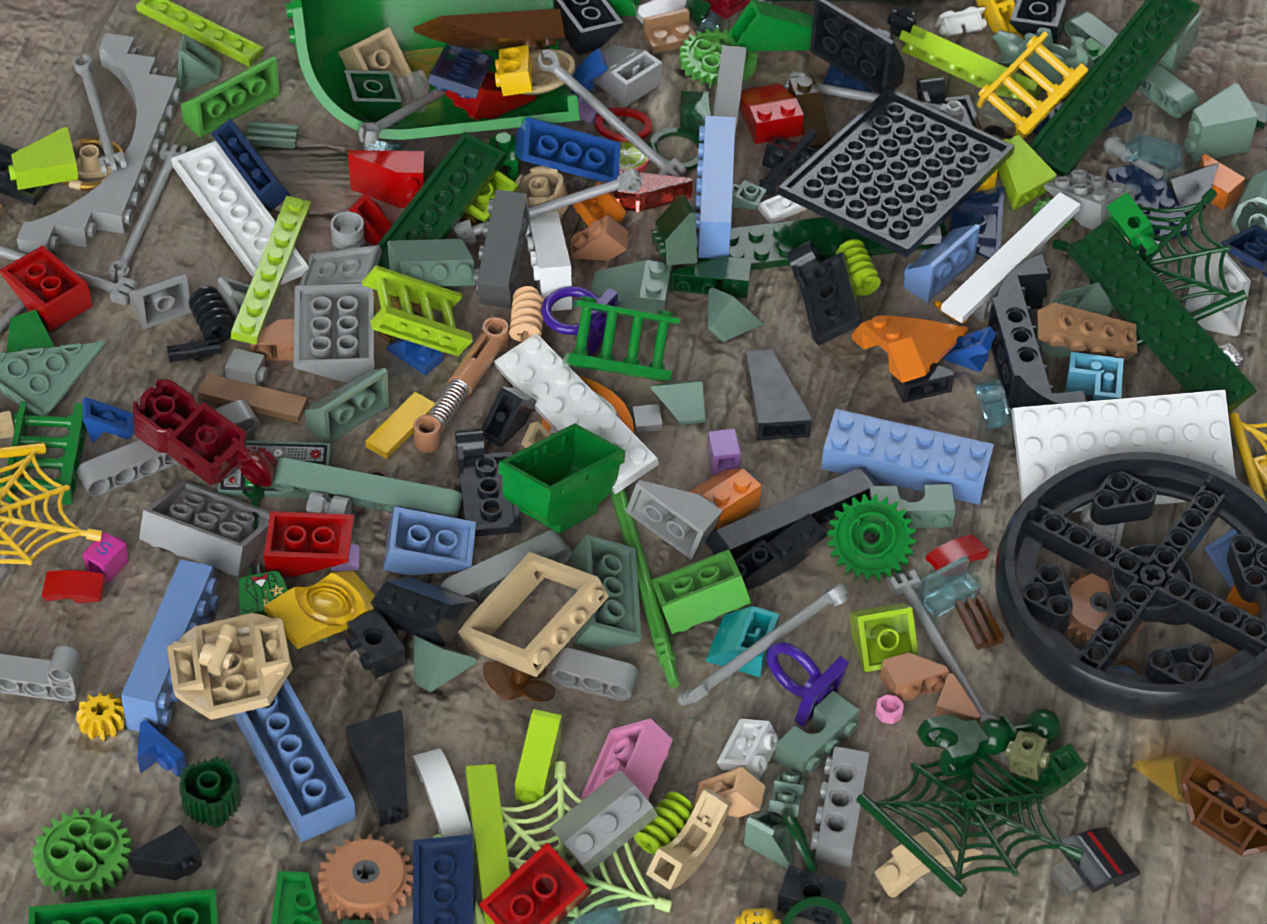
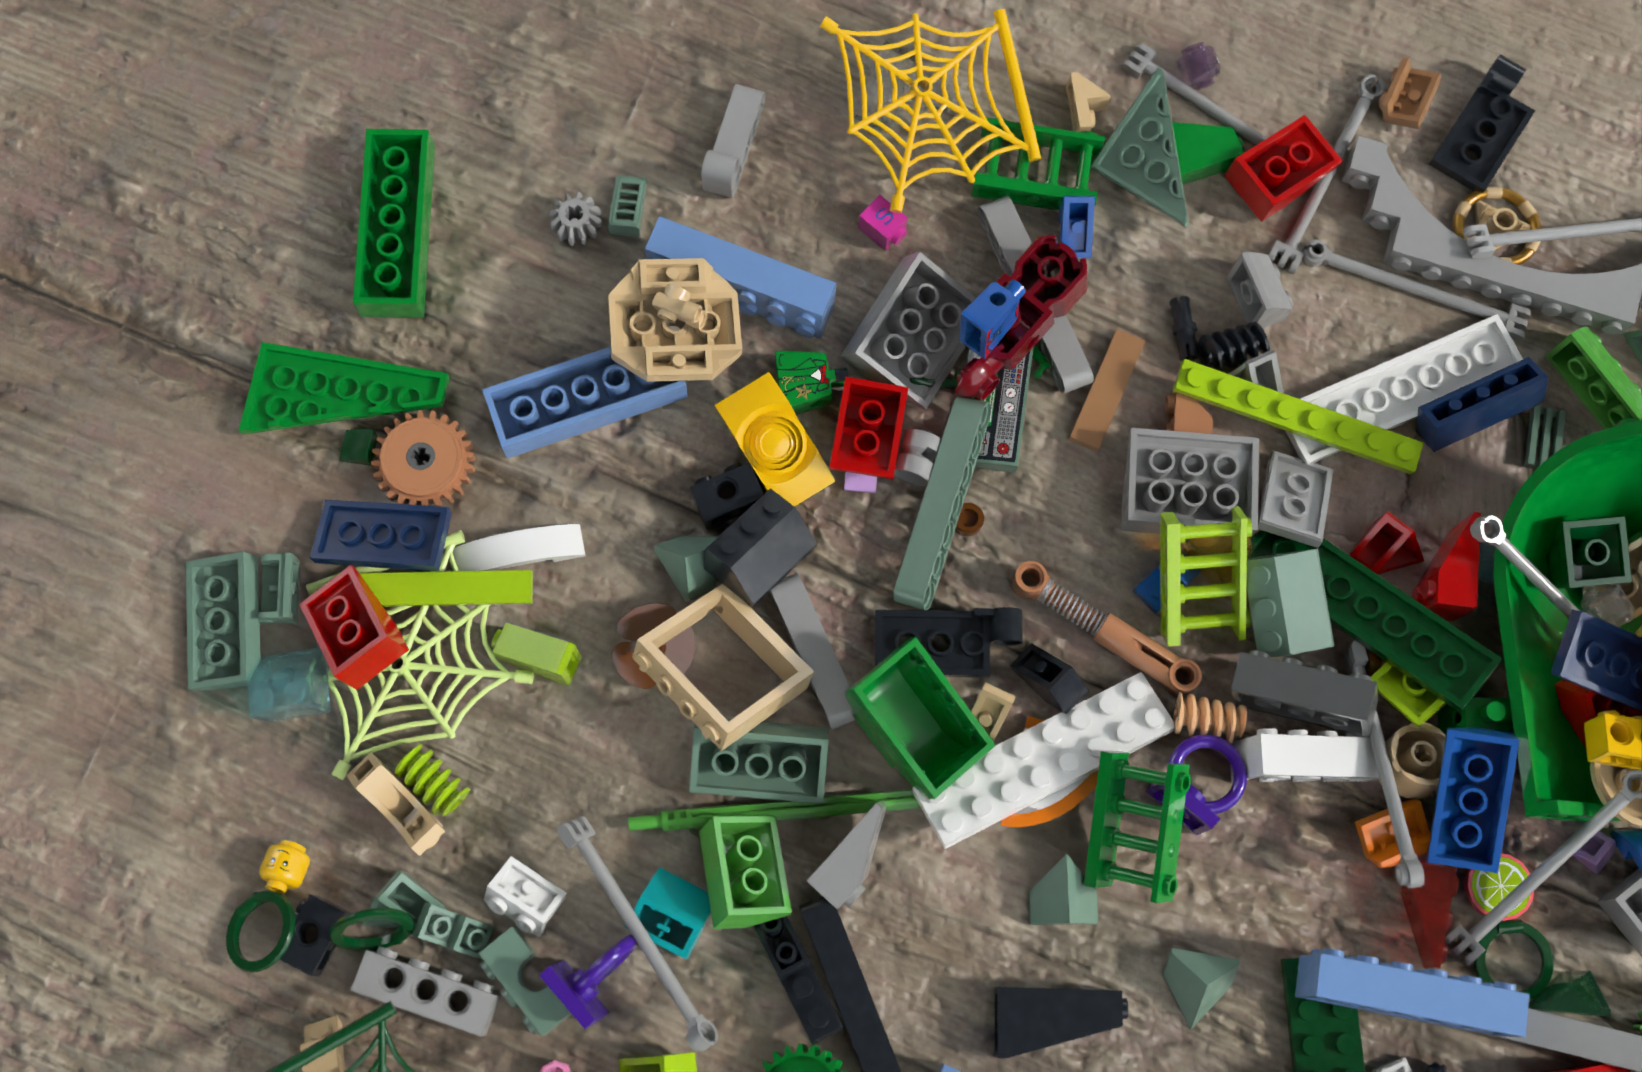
camera: 95 degrees right, 25 degrees up
(45, 161) = (1486, 168): lime slope -> none
(74, 585) = (846, 190): red slope -> none
(82, 853) = (505, 190): bright green gear -> none
(99, 745) = (624, 226): none -> sand green slope
(101, 716) = (672, 201): yellow gear -> none
(111, 790) = (576, 228): none -> light grey gear
(156, 748) = (623, 258): blue slope -> none
(167, 856) = (486, 272): black slope -> none
(210, 791) = (561, 325): dark green brick -> none
(215, 435) = (990, 316): none -> blue torso
(246, 367) = (1145, 382): light grey brick -> none
(347, 231) = (1356, 512): light grey wheel -> none
(349, 406) = (1077, 490): sand green slope -> none
(380, 759) = (564, 488): black slope -> none
(399, 426) = (1051, 553): yellow tile -> none
(427, 543) = (856, 565): medium blue slope -> none
(595, 674) = (650, 737): light grey beam -> none
(599, 241) = (1336, 829): nougat slope -> none
(604, 821) = (425, 708): light grey slope -> none
(626, 112) = (1586, 898): red piece -> none
(636, 751) = (518, 752): bright pink slope -> none
(639, 285) = (1250, 860): sand green slope -> none
(647, 418) = (1037, 850): light grey tile -> none
(676, 233) = (1323, 924): dark green slope -> none
(723, 450) = (971, 937): medium lavender brick -> none
(724, 274) = (1266, 984): dark green slope -> none
(733, 493) = (900, 925): orange slope -> none
(737, 787) = (462, 864): light nougat slope -> none
(747, 195) = (1418, 1042): sand green slope -> none

